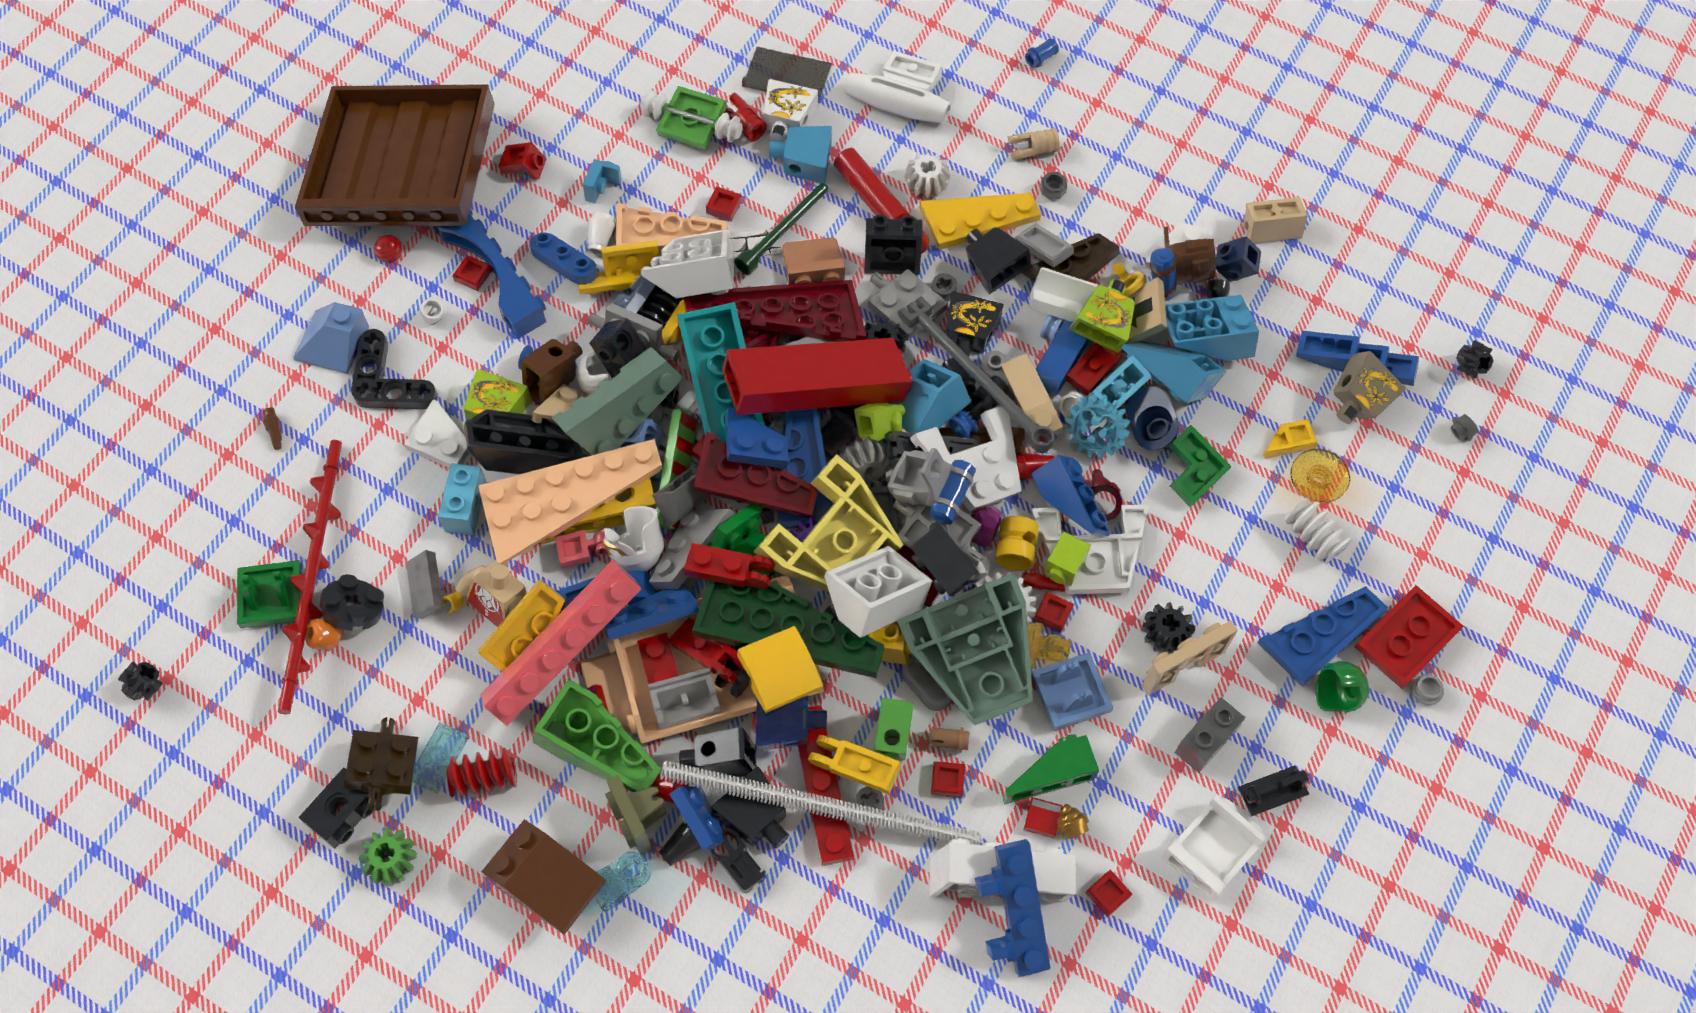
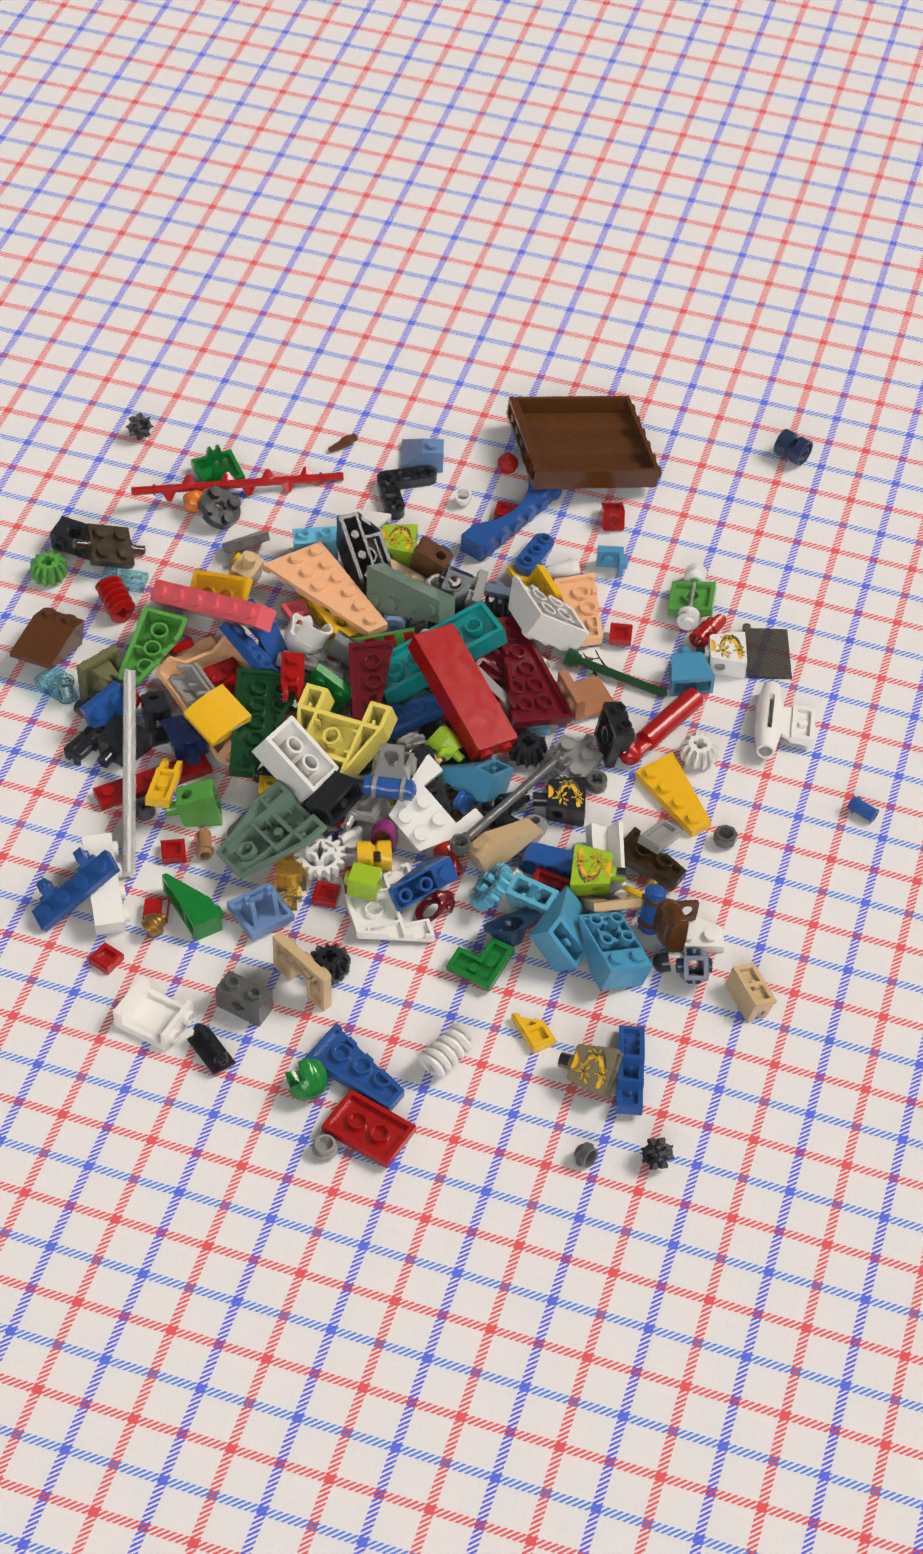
camera: 75 degrees right, 15 degrees down
(753, 442) = (394, 670): blue wing -> none
(996, 257) = (630, 803): black torso -> none
(1038, 143) = (763, 818): tan hinge -> none
(1326, 467) = (500, 1042): clear yellow dish -> none

